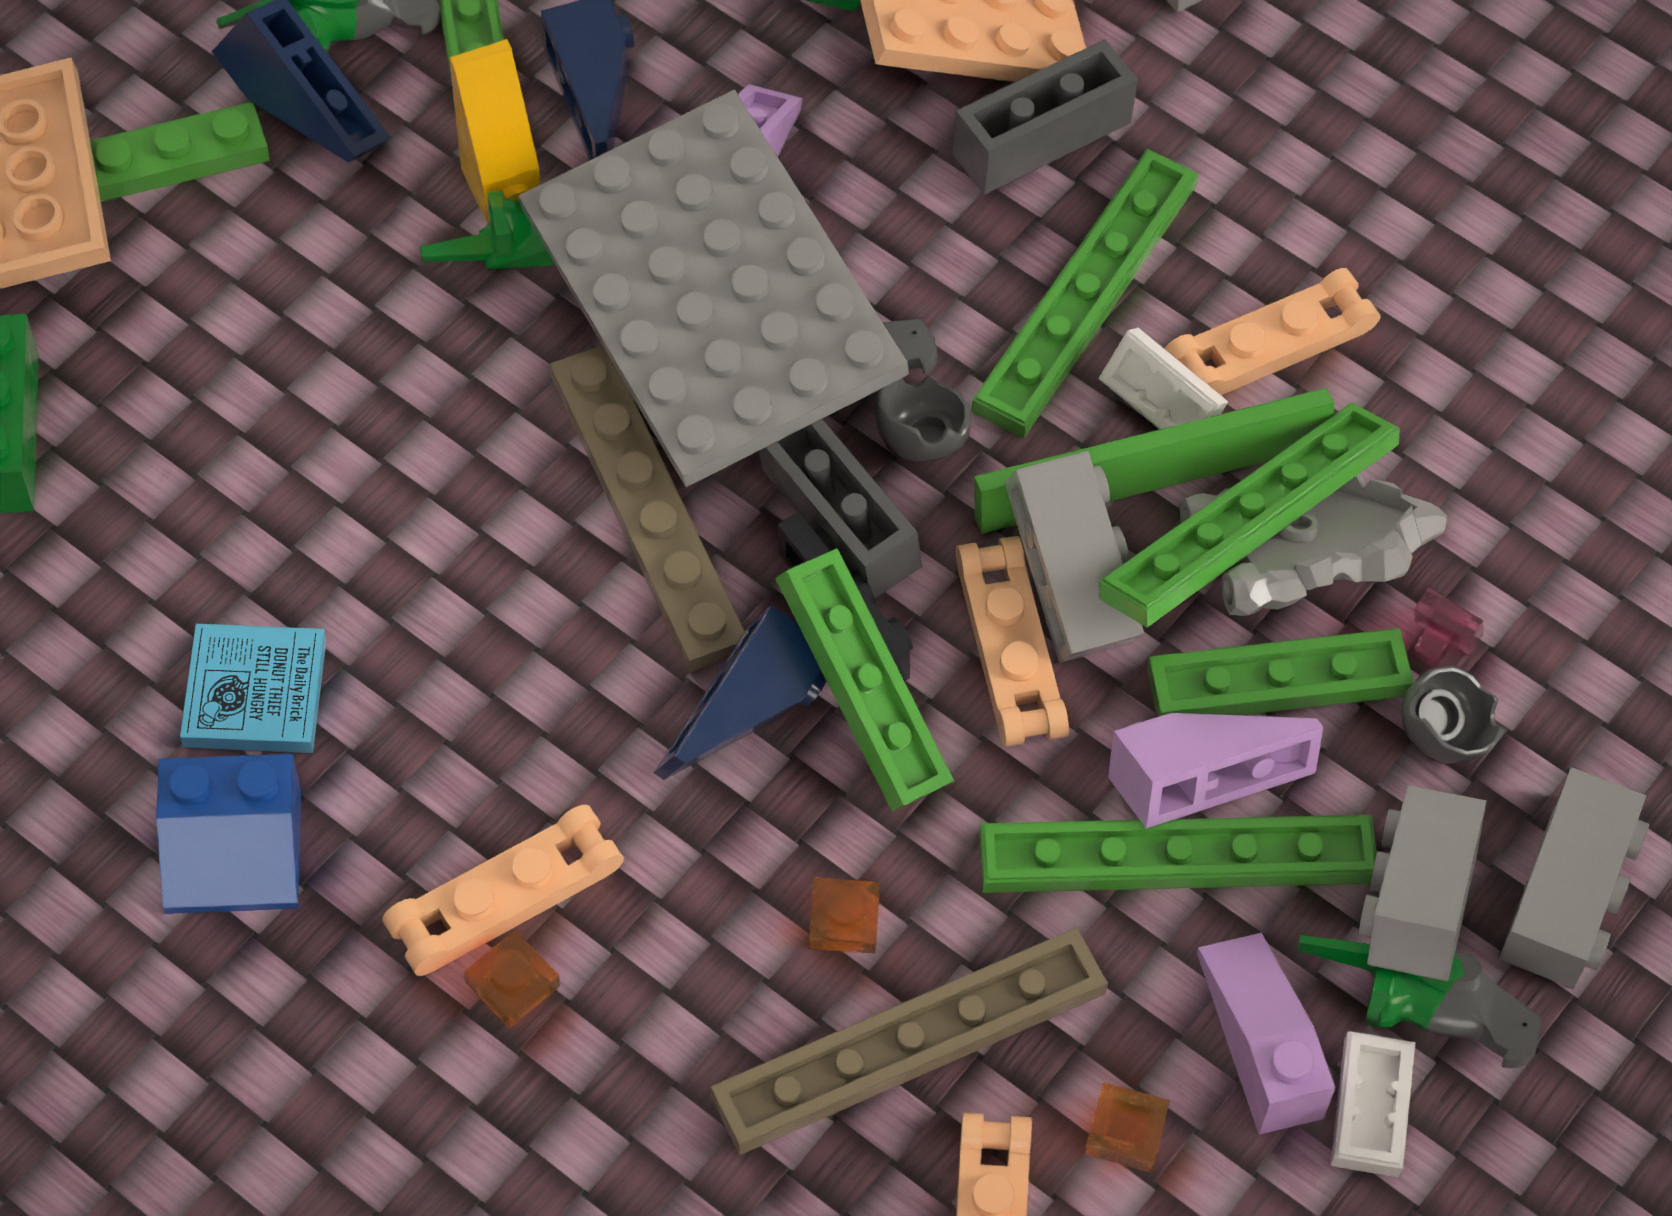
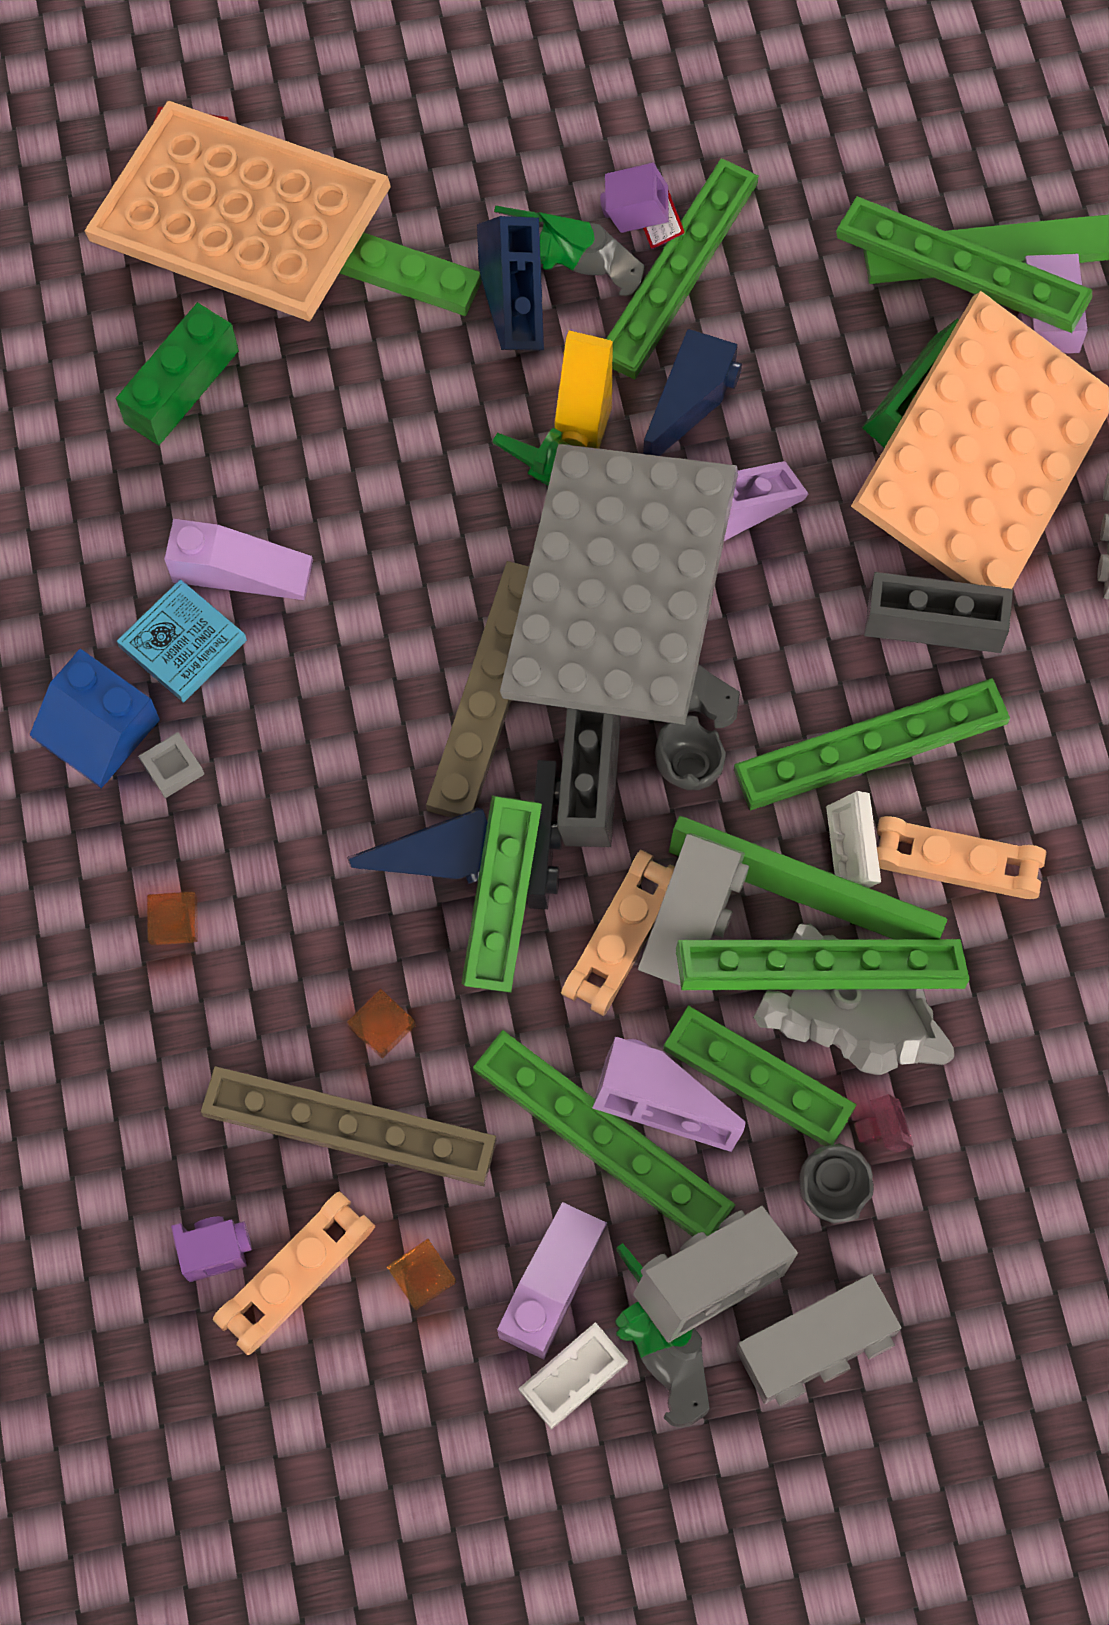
camera: 45 degrees right, 10 degrees up
(242, 563) = (234, 561): none -> lavender slope
(365, 819) = (171, 765): none -> light grey plate
(503, 891) = (210, 863): light nougat plate -> none

